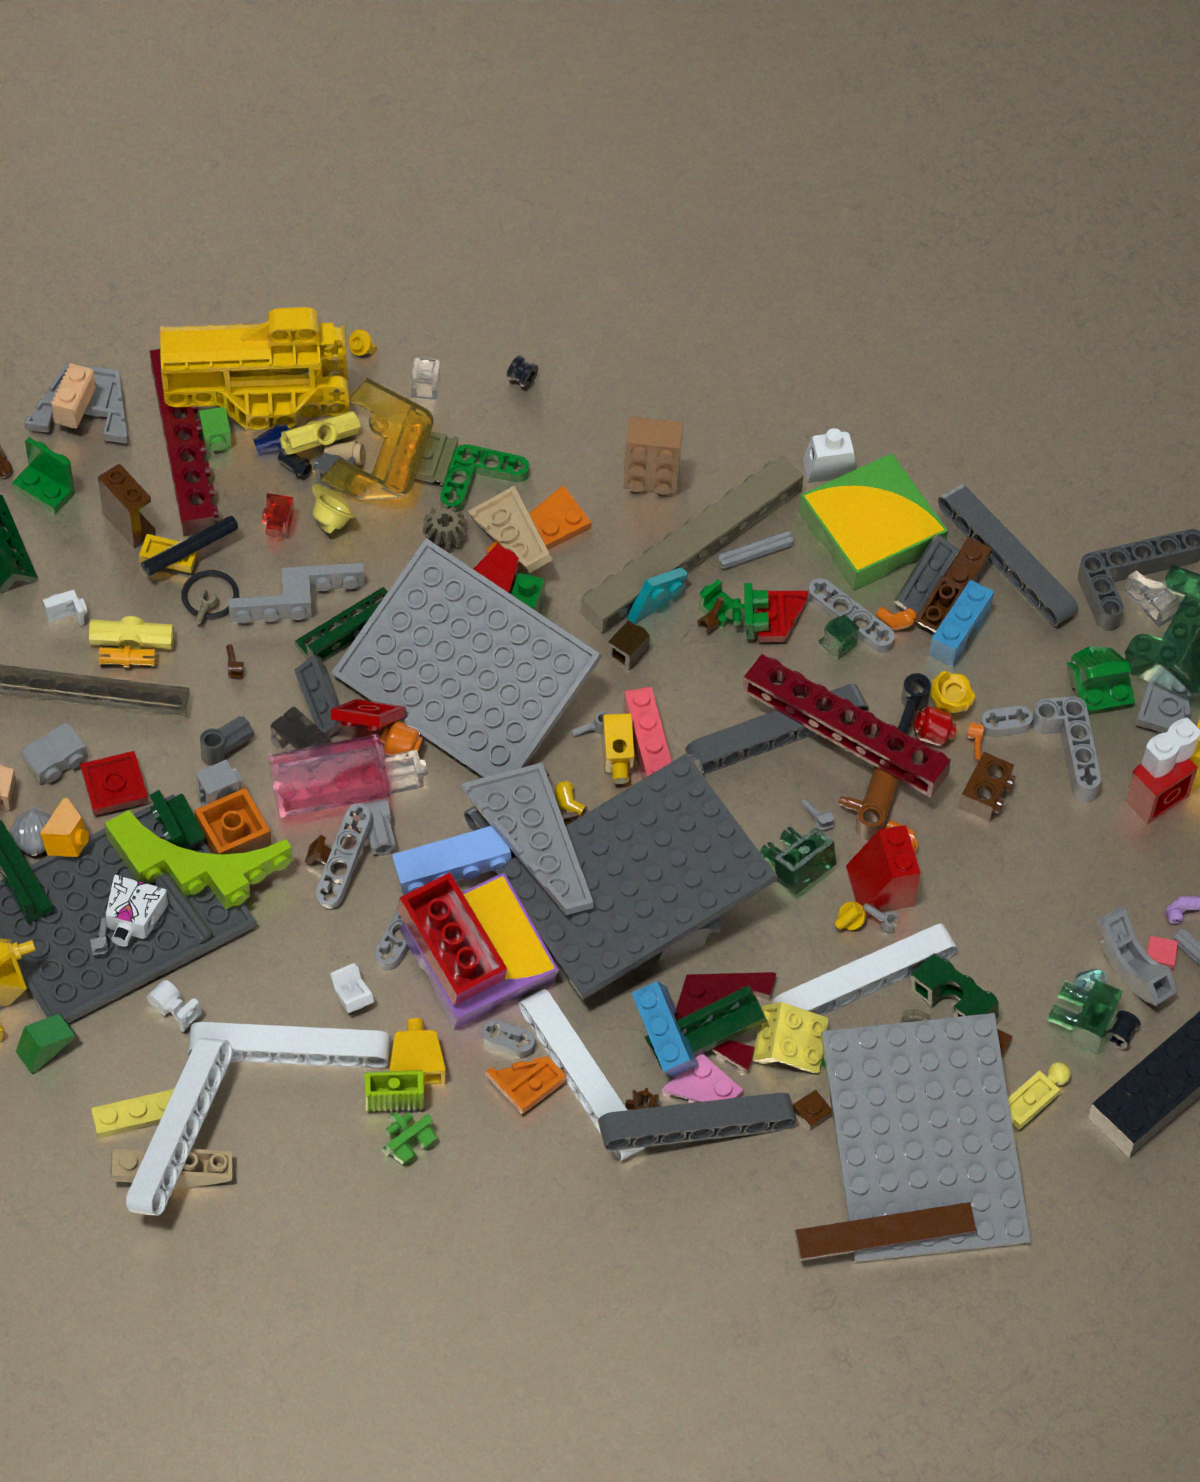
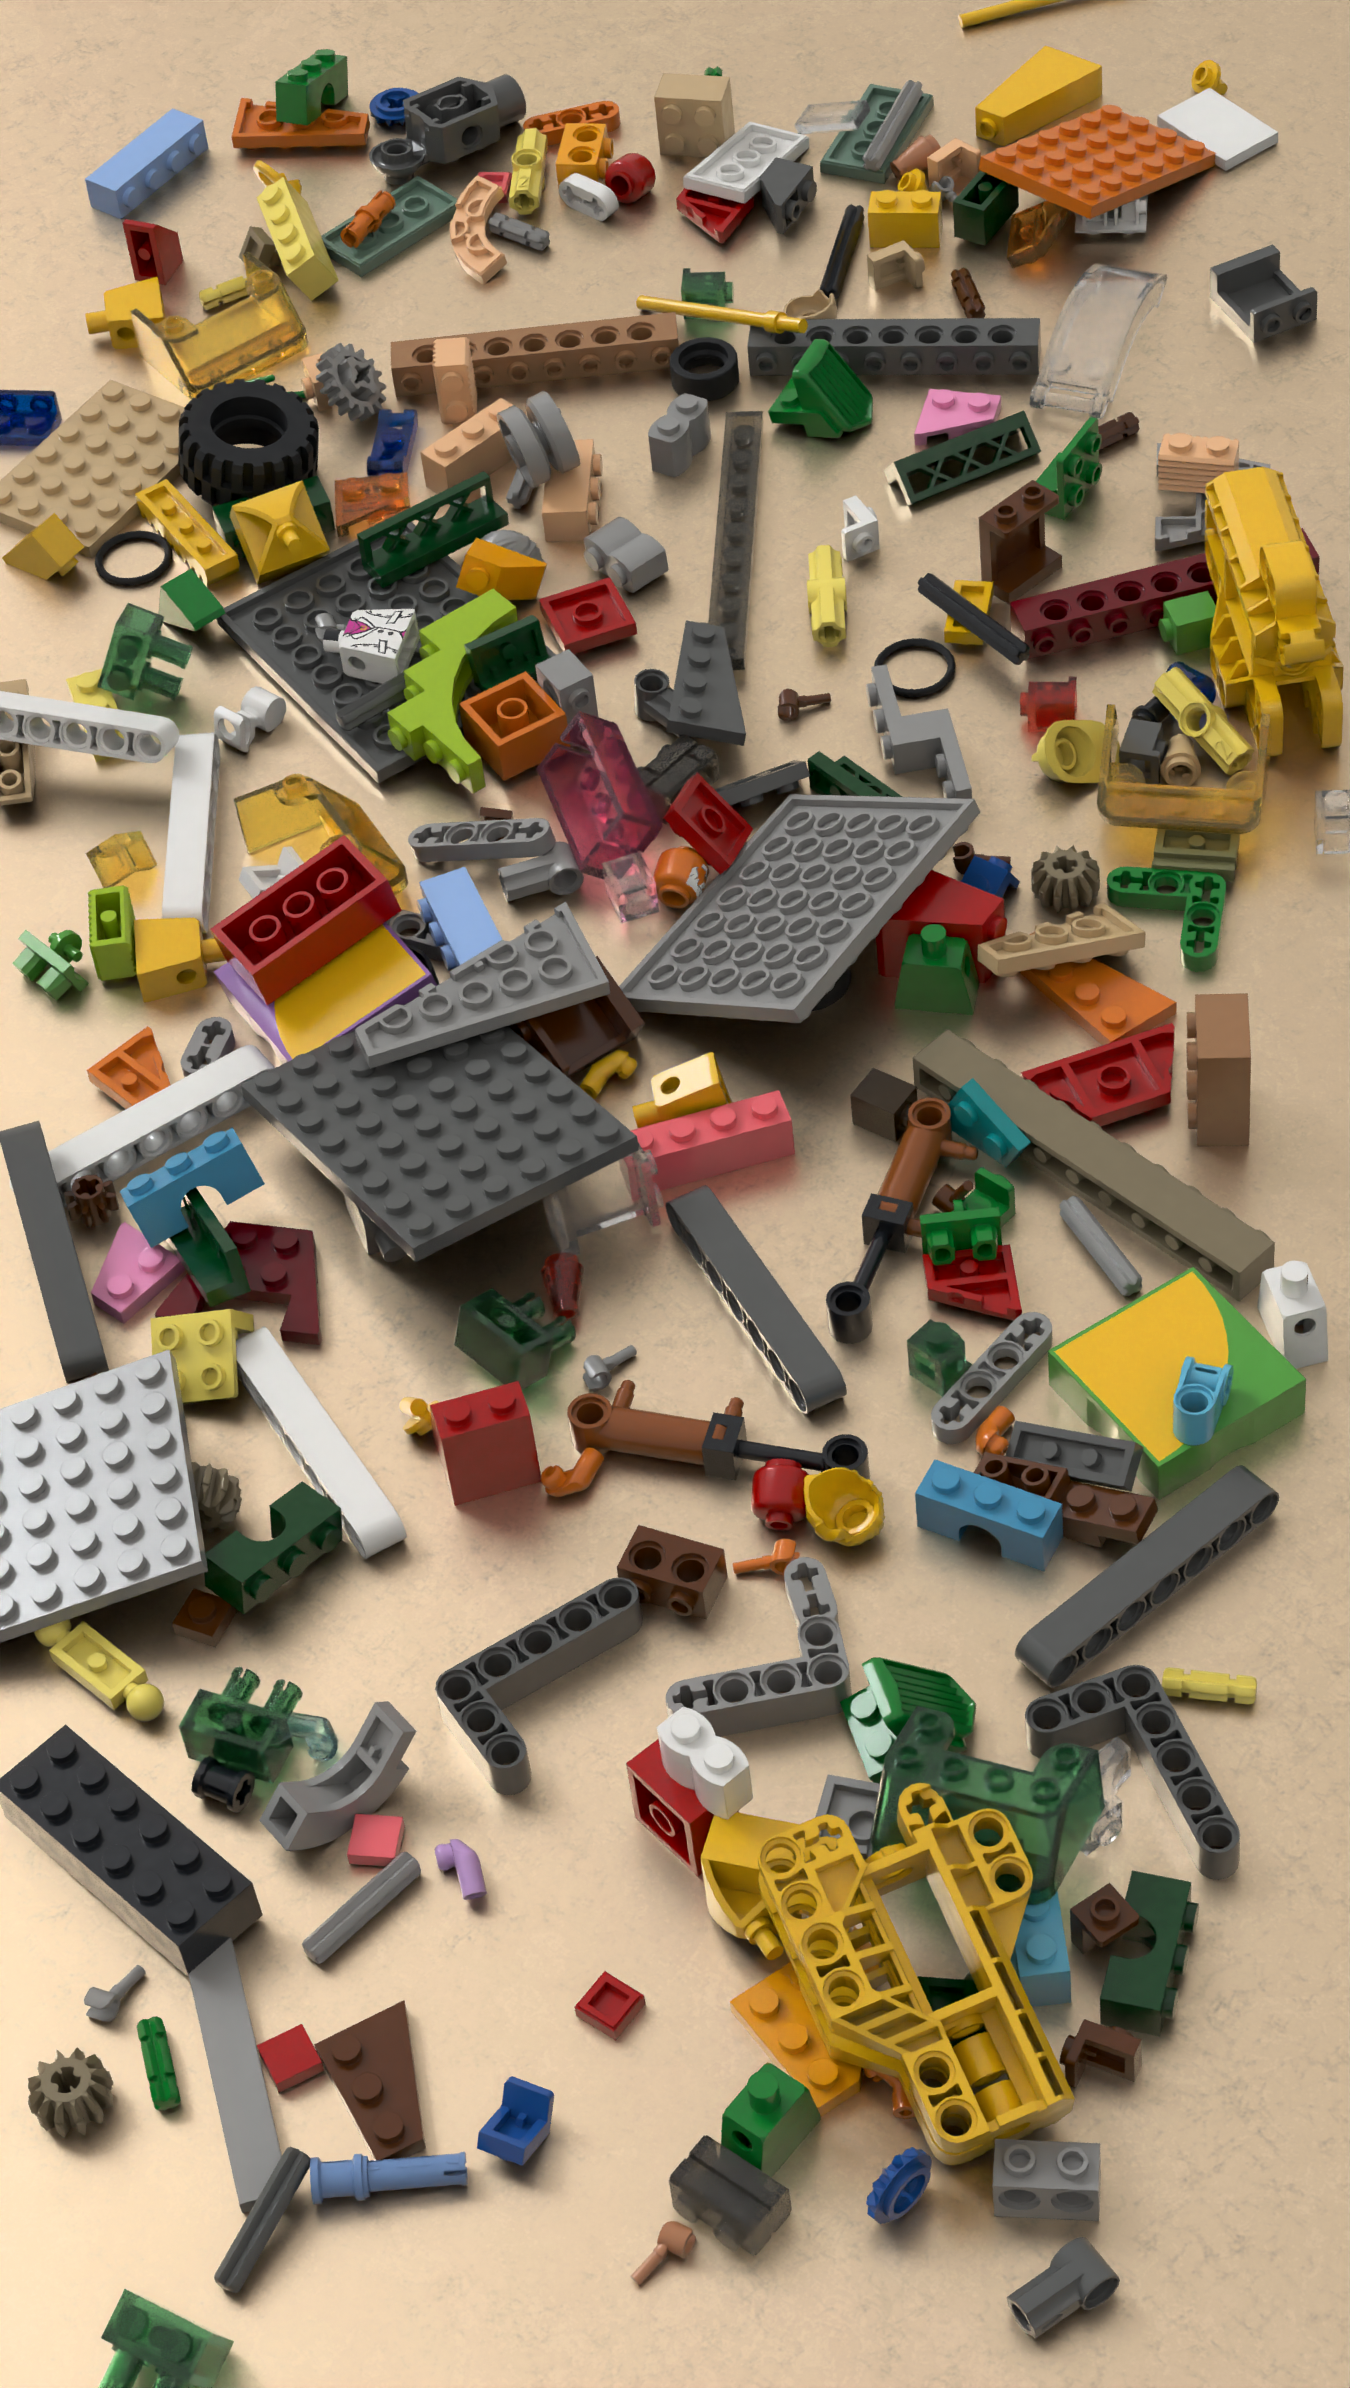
camera: 95 degrees right, 10 degrees down
(105, 1069) = (130, 654): none -> clear green brick
(126, 656) = (791, 598): light orange pin -> none
(205, 606) = (897, 658): dark tan hand -> none
(229, 708) = (705, 688): none -> dark grey wing
(298, 946) = (303, 804): none -> clear yellow windscreen
(308, 1091) = (121, 857): none -> clear yellow panel
(593, 726) = (741, 1086): light grey hand -> none
(622, 524) = (1114, 1077): none -> red wing
(722, 650) = (890, 1214): none -> piece
(758, 831) = (563, 1283): none -> clear red cone
(852, 737) = (738, 1356): dark red brick -> none
(884, 918) = (417, 1456): light grey hand -> none
(912, 499) = (1200, 1400): none -> medium azure piece
(1054, 866) = (605, 1616): none -> dark grey beam
(1081, 538) = (1209, 1685): none -> light yellow axle

